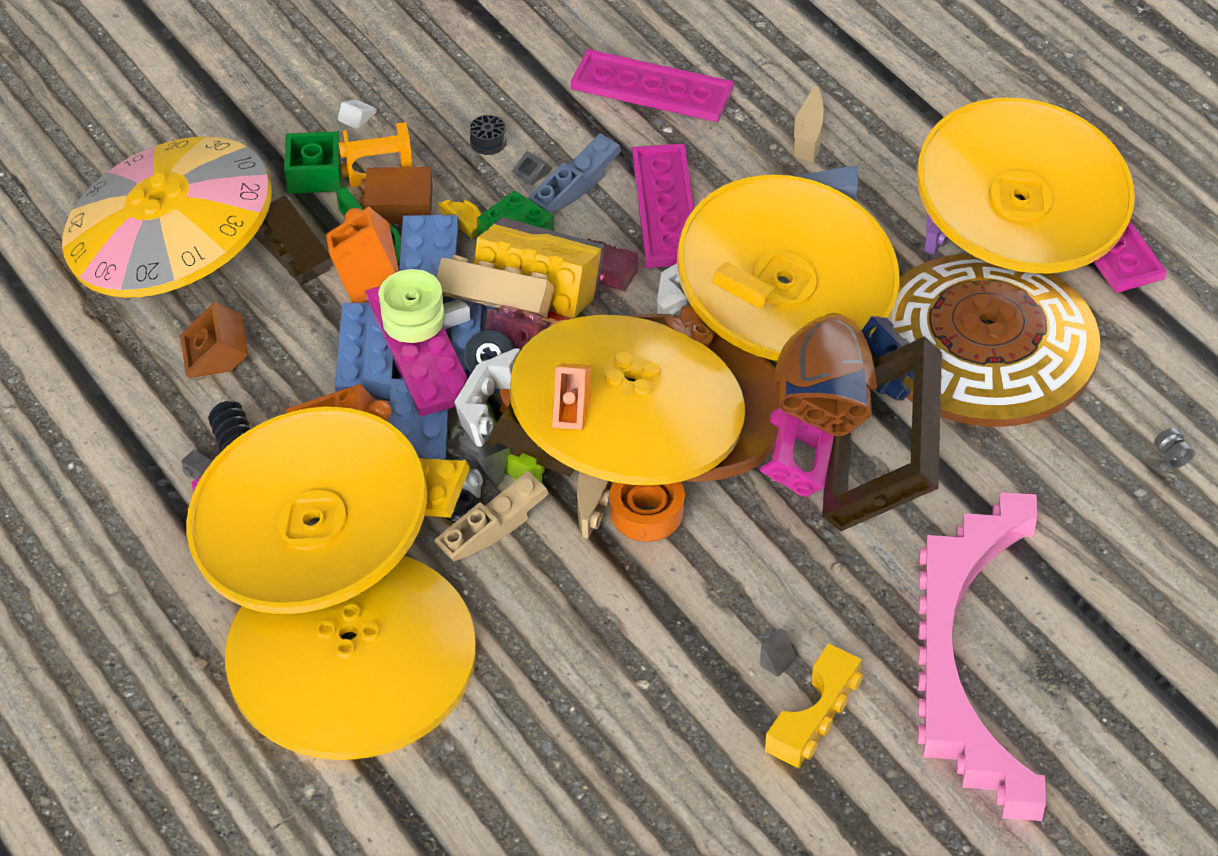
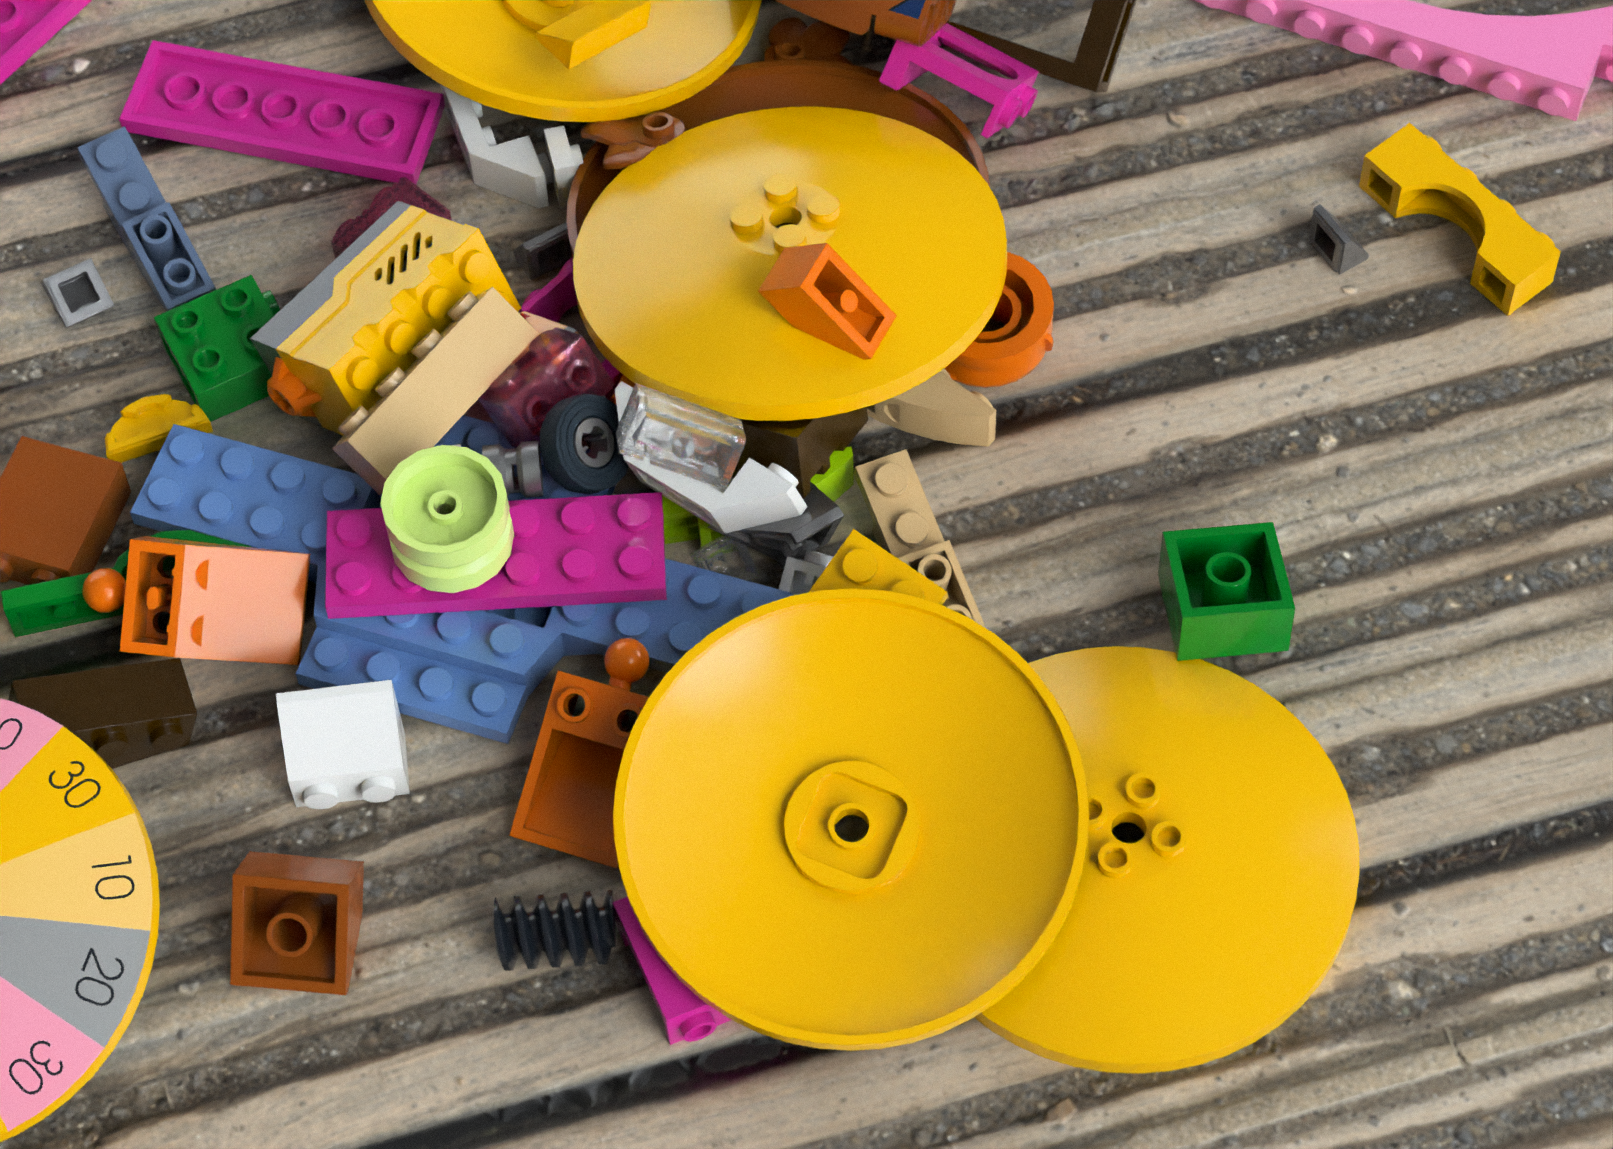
camera: 70 degrees left, 10 degrees up
(195, 464) = (609, 1010): flat silver piece -> none
(304, 328) = (343, 744): none -> white slope
(461, 329) = (528, 463): none -> flat silver wheel
(484, 372) = (680, 436): none -> clear brick
(511, 645) = (1225, 591): none -> green brick

